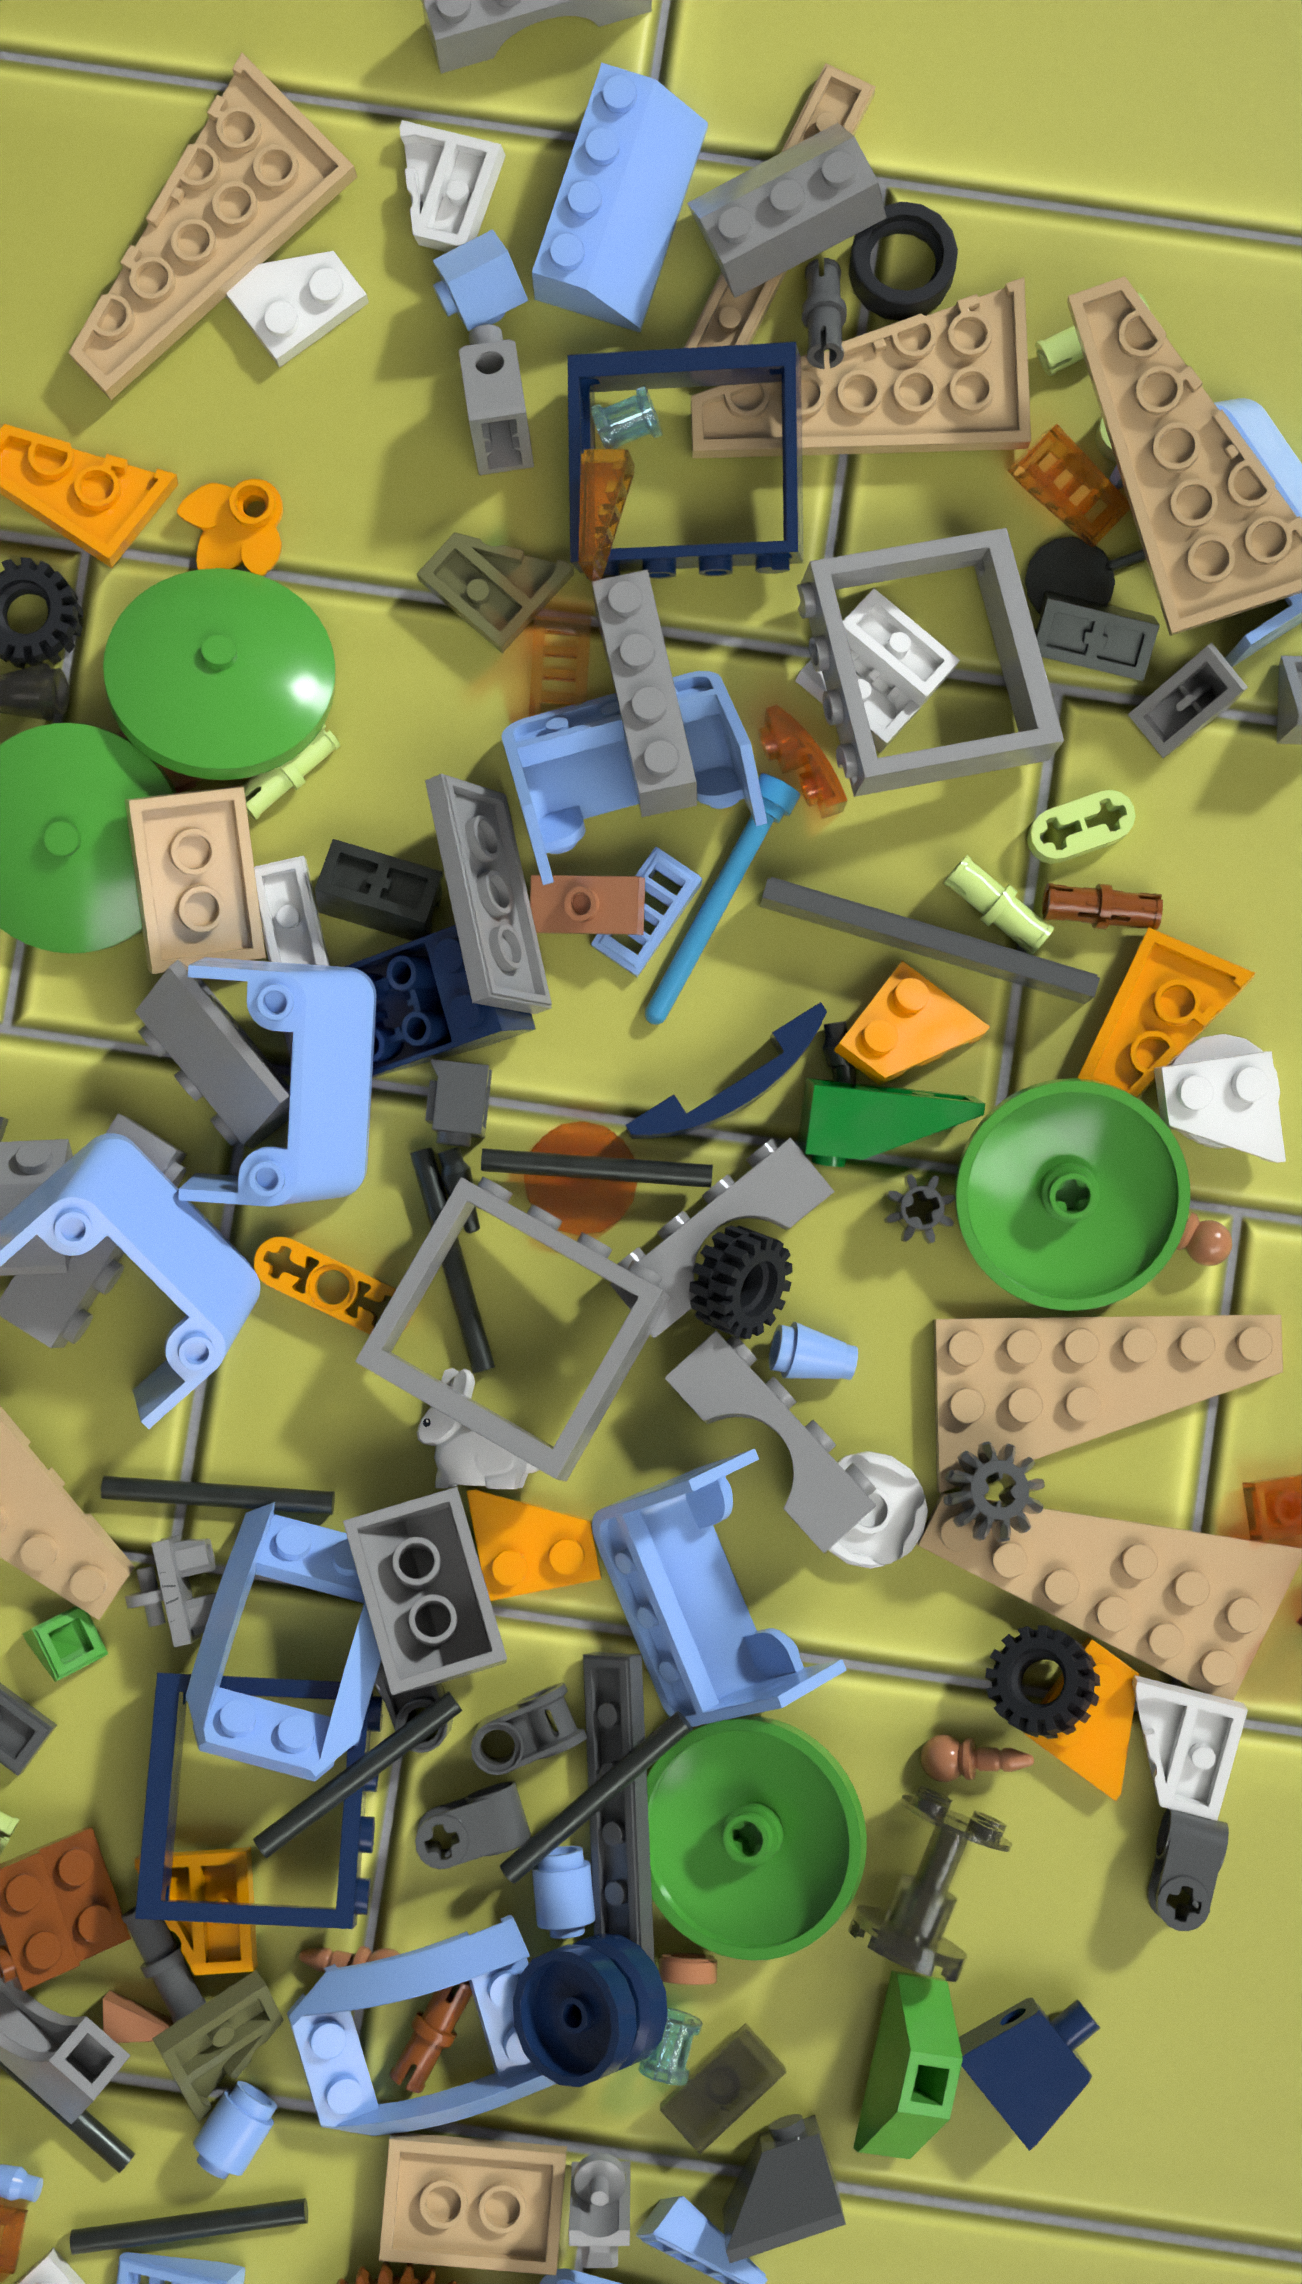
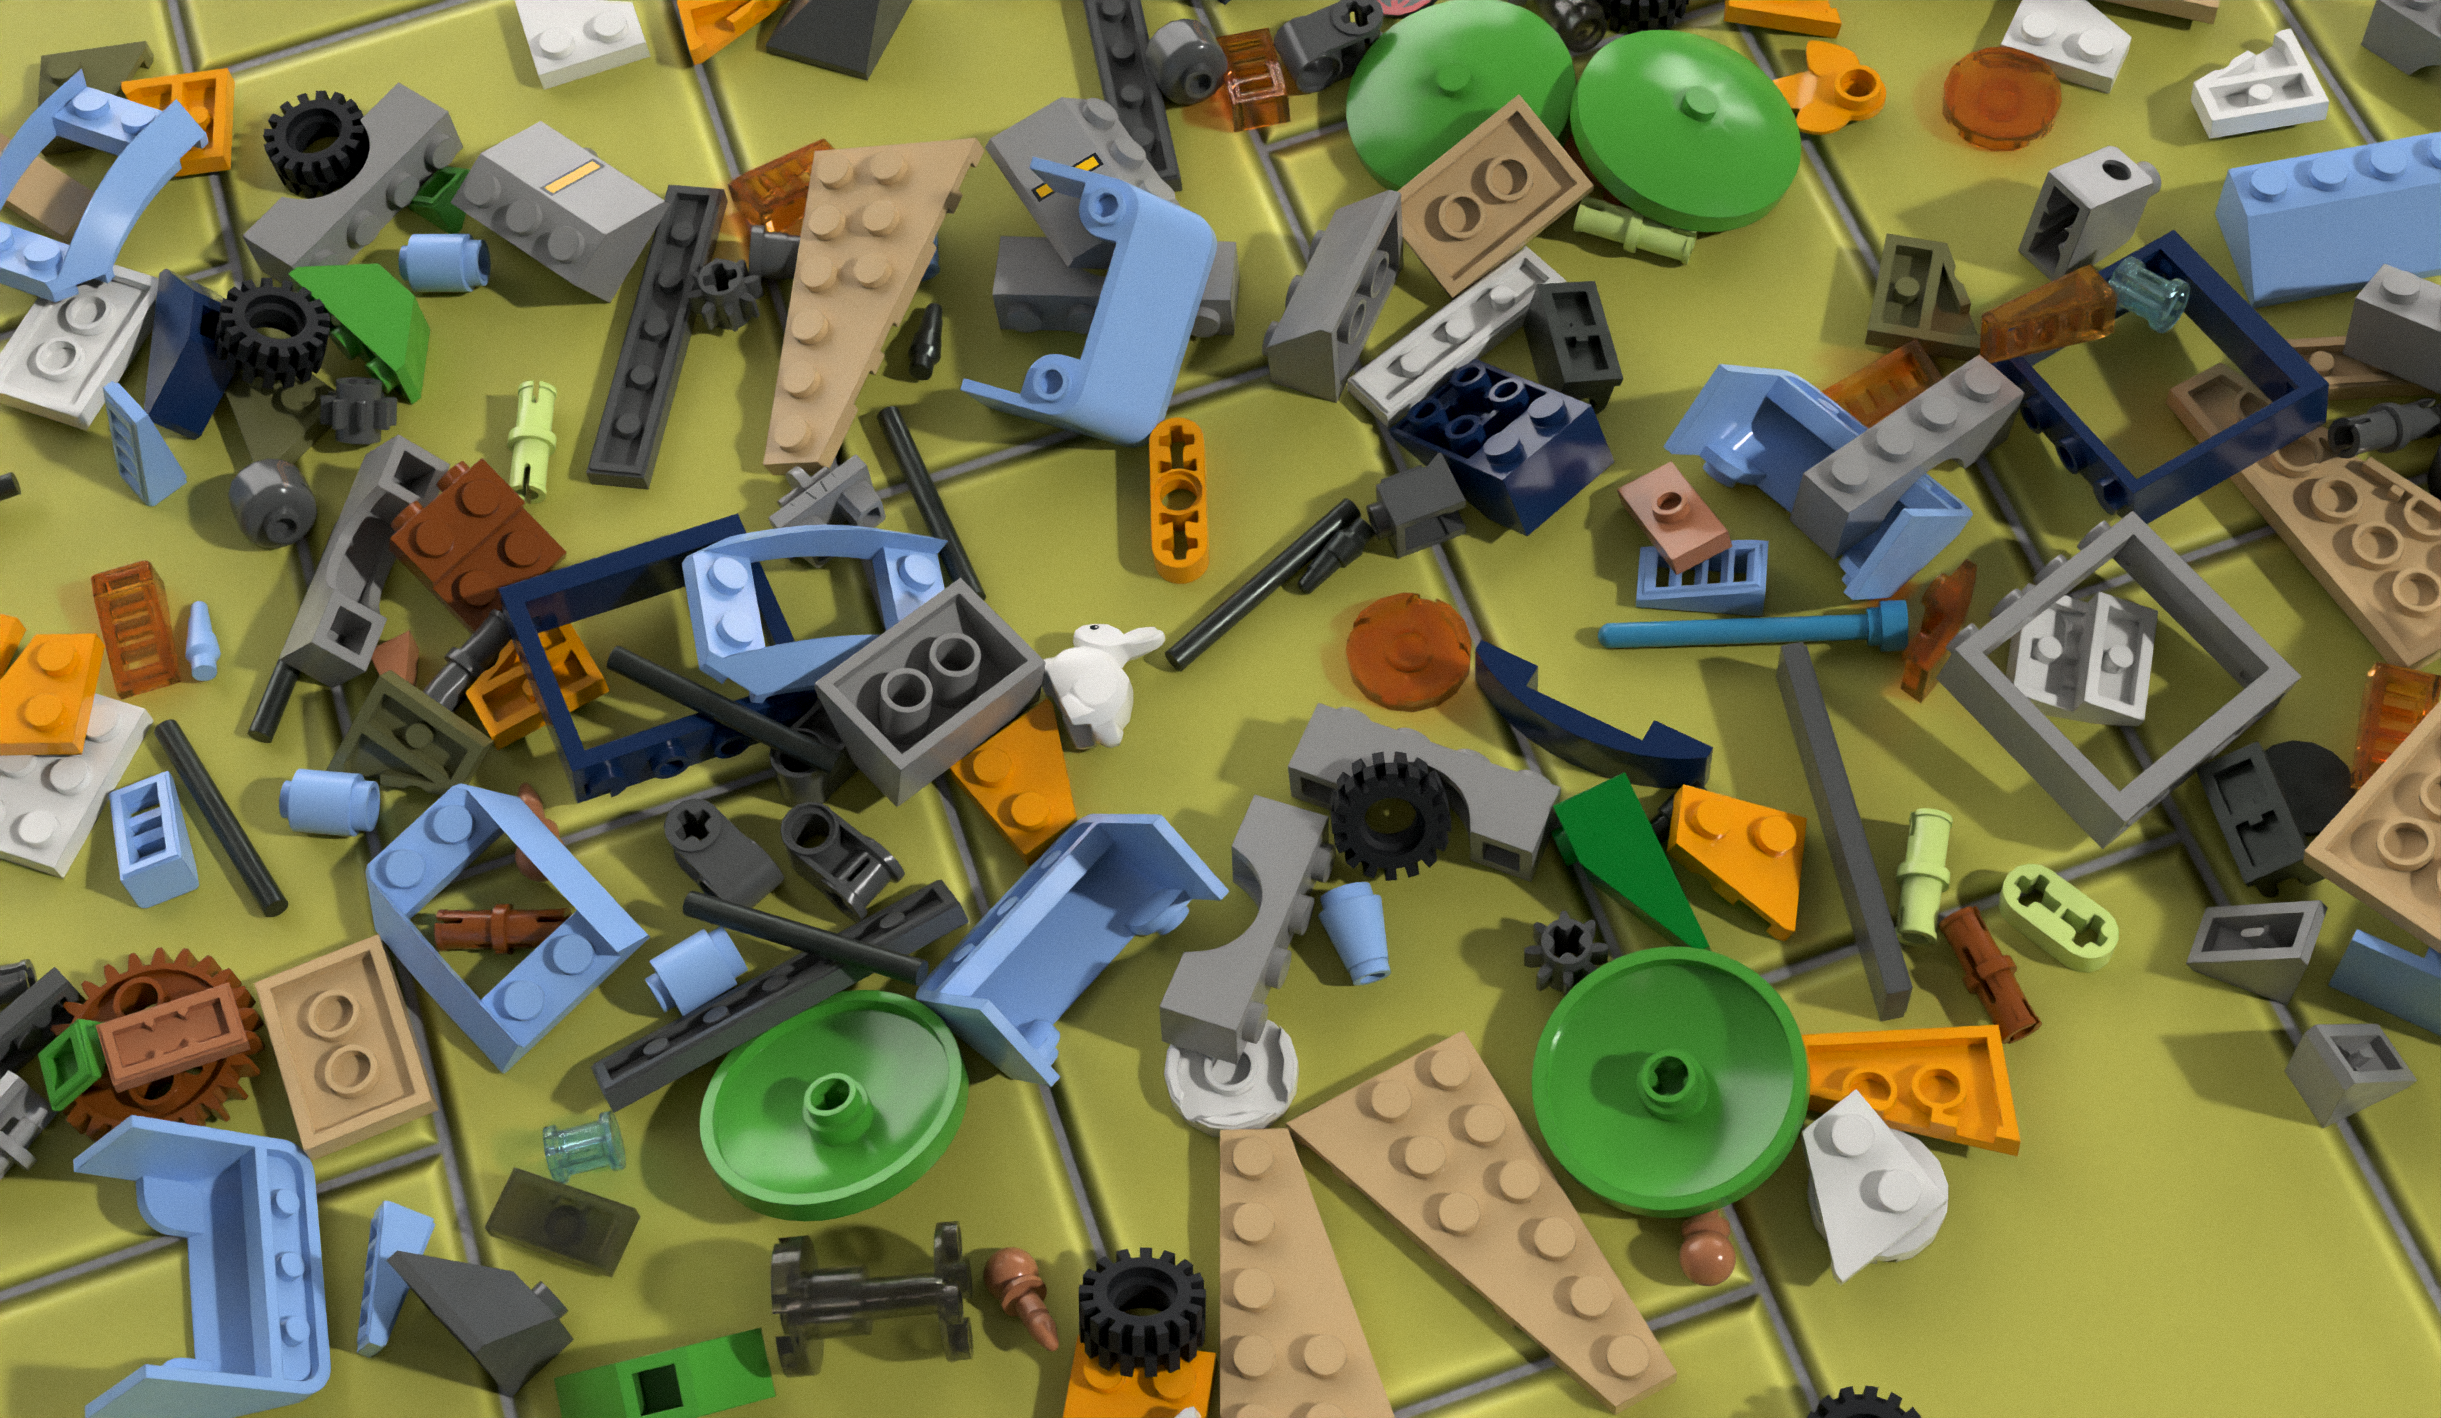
camera: 70 degrees right, 25 degrees down
(49, 1420) = (926, 344): none -> pearl dark grey piece
(66, 1643) = (729, 453): bright green slope -> none
(327, 392) = (2001, 98): none -> clear orange tile
(329, 1087) = (1361, 376): light blue windscreen -> none
(478, 281) = (2190, 147): light blue brick -> none
(488, 895) = (1615, 419): light grey tile -> none
(587, 1252) = (1226, 724): light grey window -> none
(589, 2009) = (589, 1027): dark blue wheel -> none
(596, 1167) = (1426, 648): pearl dark grey bar -> none
(600, 2209) = (390, 1146): light grey hips -> none
(688, 1968) = (671, 1124): nougat tile -> none
(1013, 1496) = (1336, 1170): dark grey gear -> none

